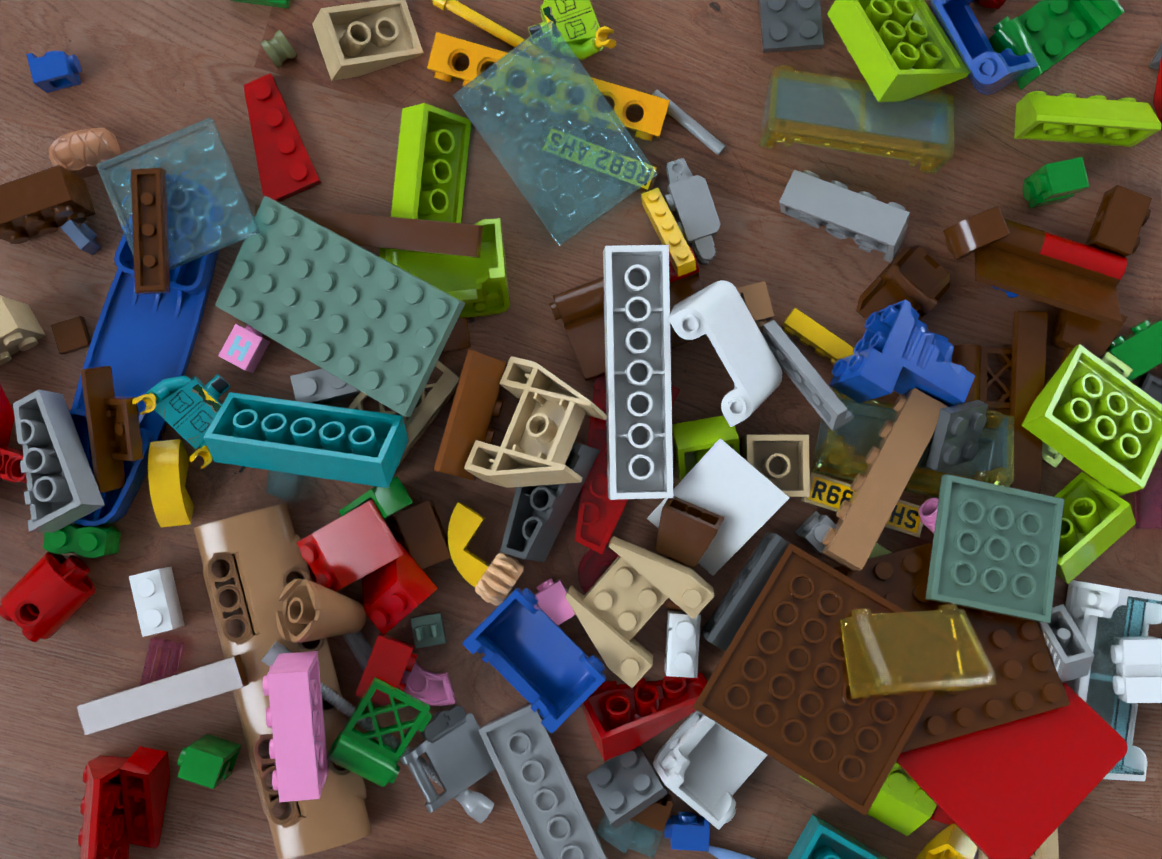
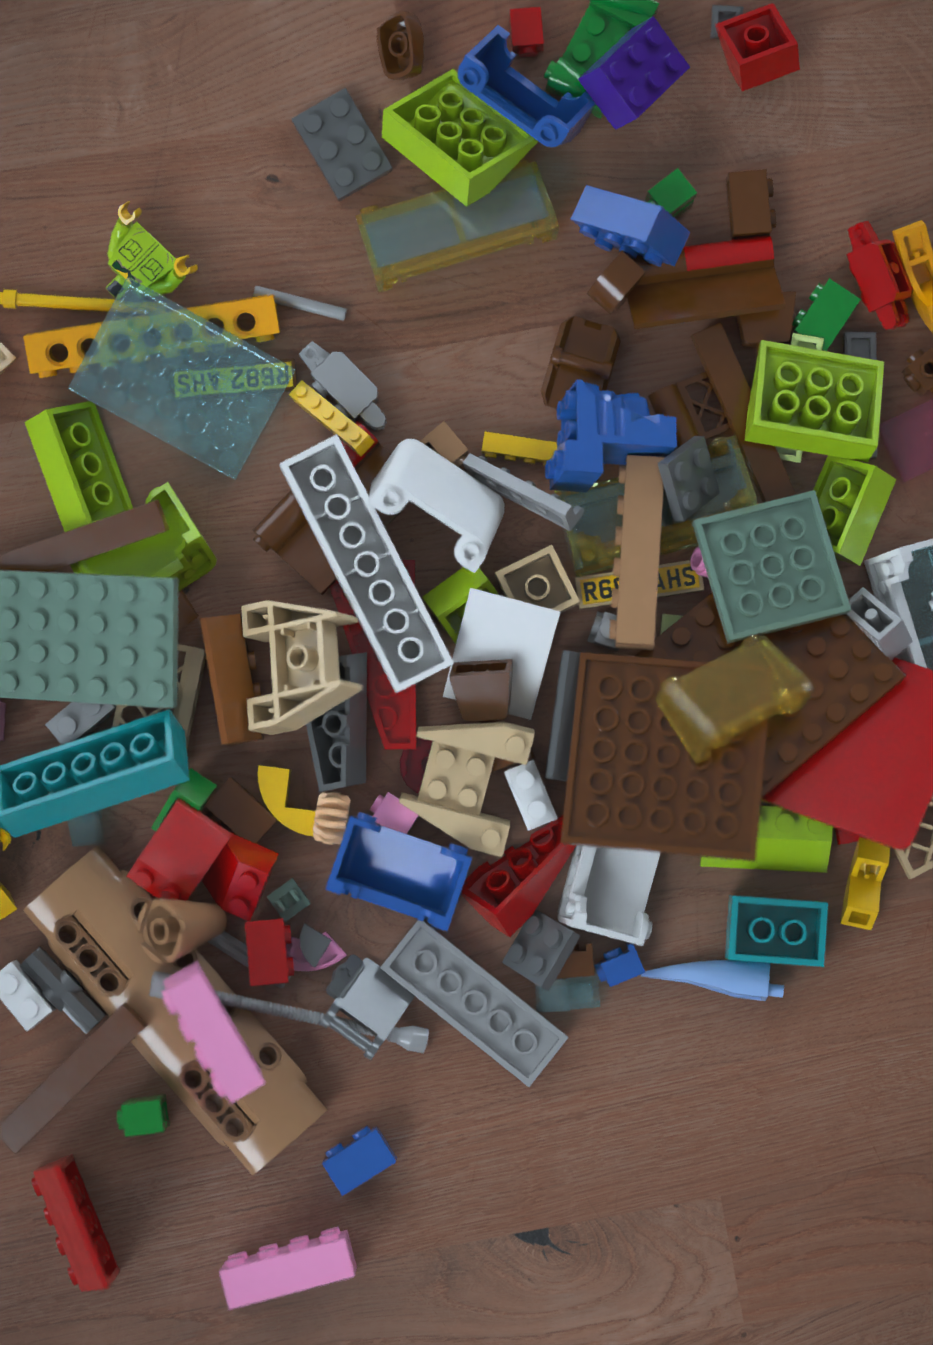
camera: 30 degrees left, 0 degrees up
(144, 793) = (100, 1180): red slope -> none
(151, 656) = (52, 1047): clear pink tile -> none
(195, 613) = (63, 990): none -> dark grey piece
(369, 756) = (283, 1035): green piece -> none
(430, 681) = (313, 944): none -> dark grey tile
(846, 213) = (489, 319): light grey wedge -> none
(1020, 187) = (630, 226): none -> blue brick
(1079, 58) = (634, 73): none -> dark purple brick
(1084, 119) = (671, 123): lime slope -> none

